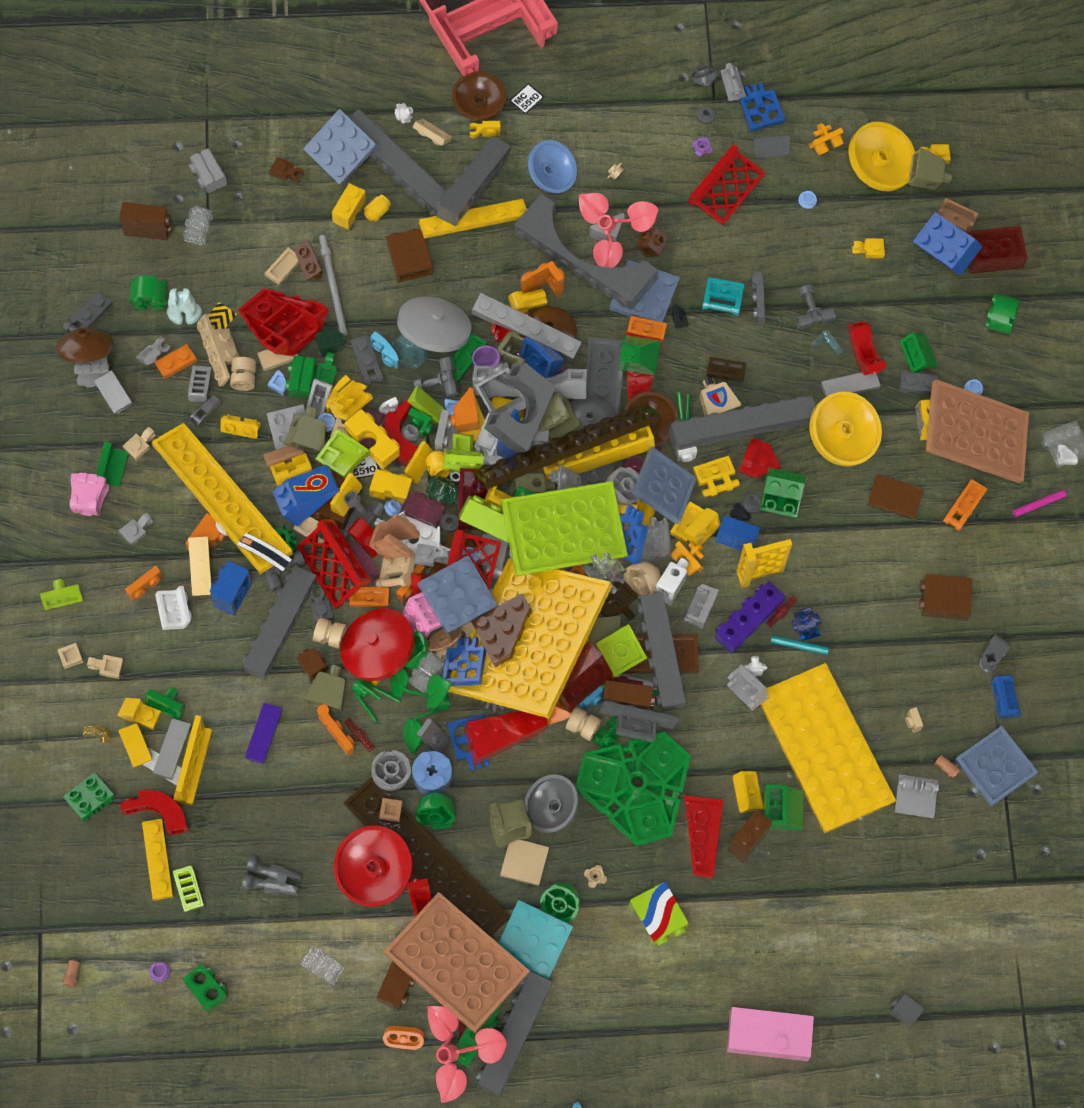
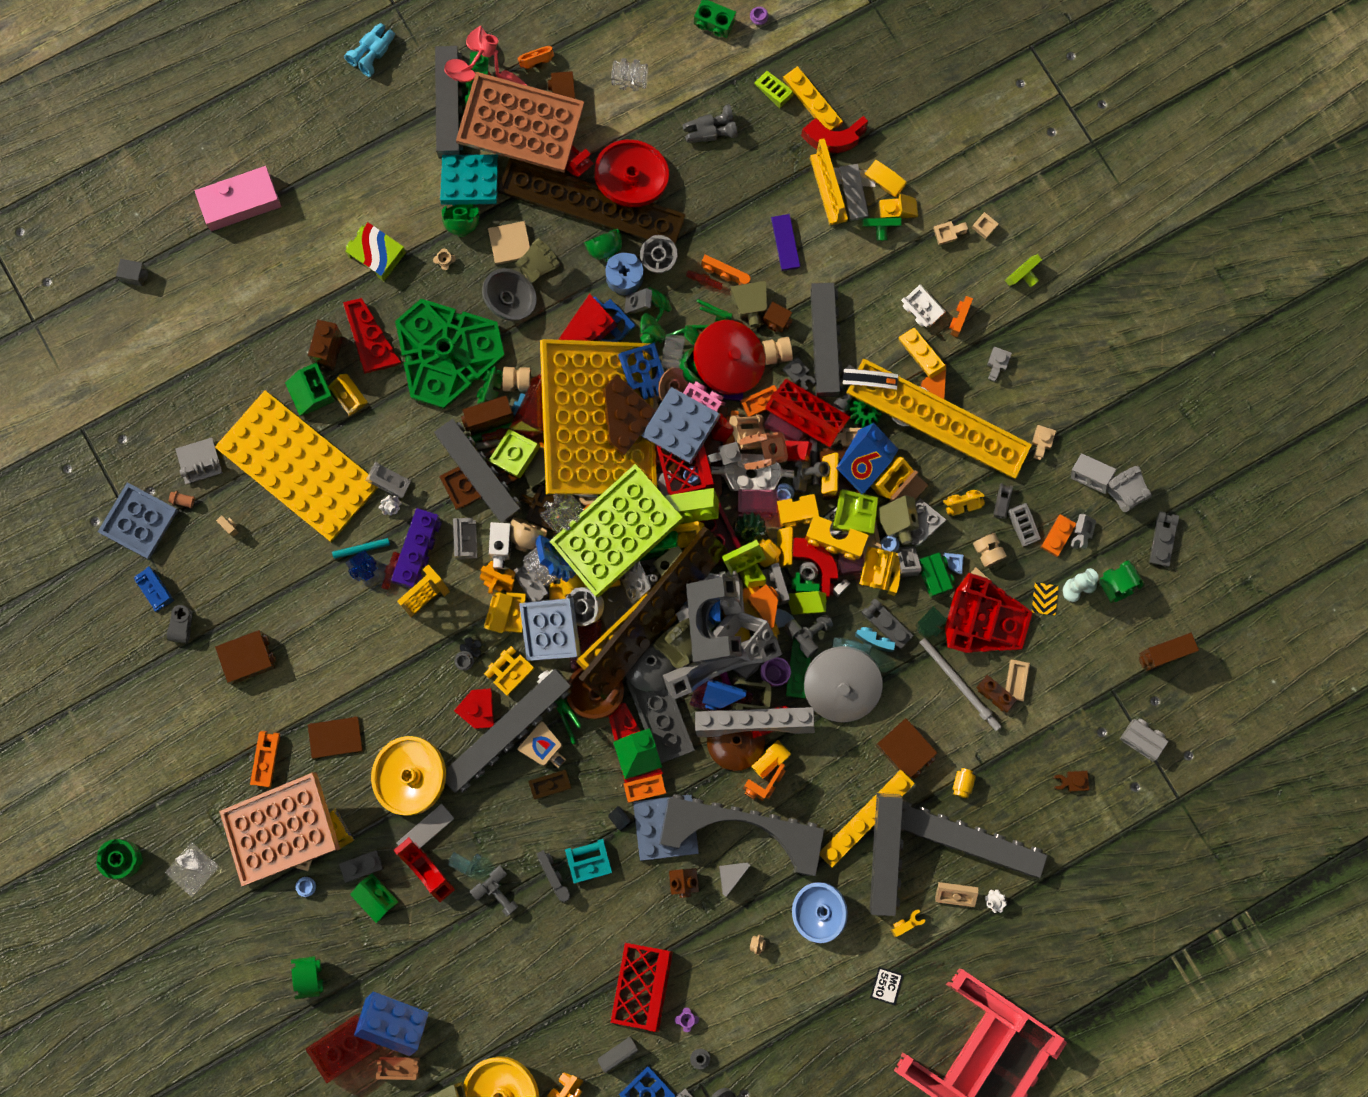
camera: 155 degrees right, 10 degrees up
(84, 345) = (1136, 490): reddish brown dish -> none
(87, 493) = (1057, 367): bright pink piece -> none
(89, 796) = (898, 119): green hinge -> none
(99, 731) = (921, 176): clear yellow arm -> none
(112, 464) = (1054, 408): green panel -> none
(198, 225) = (1117, 673): clear gear -> none
(219, 348) = (1026, 567): tan bracket -> none
(230, 588) = (883, 343): blue brick -> none
(327, 372) = (916, 592): green plate -> none
(340, 147) = (1034, 828): sand blue plate -> none
(348, 206) = (991, 770): yellow brick -> none
(390, 810) = (641, 223): medium nougat plate -> none
(449, 527) = (729, 511): dark grey plate -> none
(479, 87) = (946, 957): reddish brown dish -> none
(593, 209) = (723, 850): coral plant -> none
(637, 722) = (467, 395): dark grey bracket -> none
(736, 533) = (463, 623): blue hinge -> none
(782, 492) = (440, 685): green slope -> none
(807, 199) = (555, 1013): light blue plate -> none
(871, 247) = (468, 992): yellow plate -> none
(1039, 503) = (196, 798): dark pink bar -> none

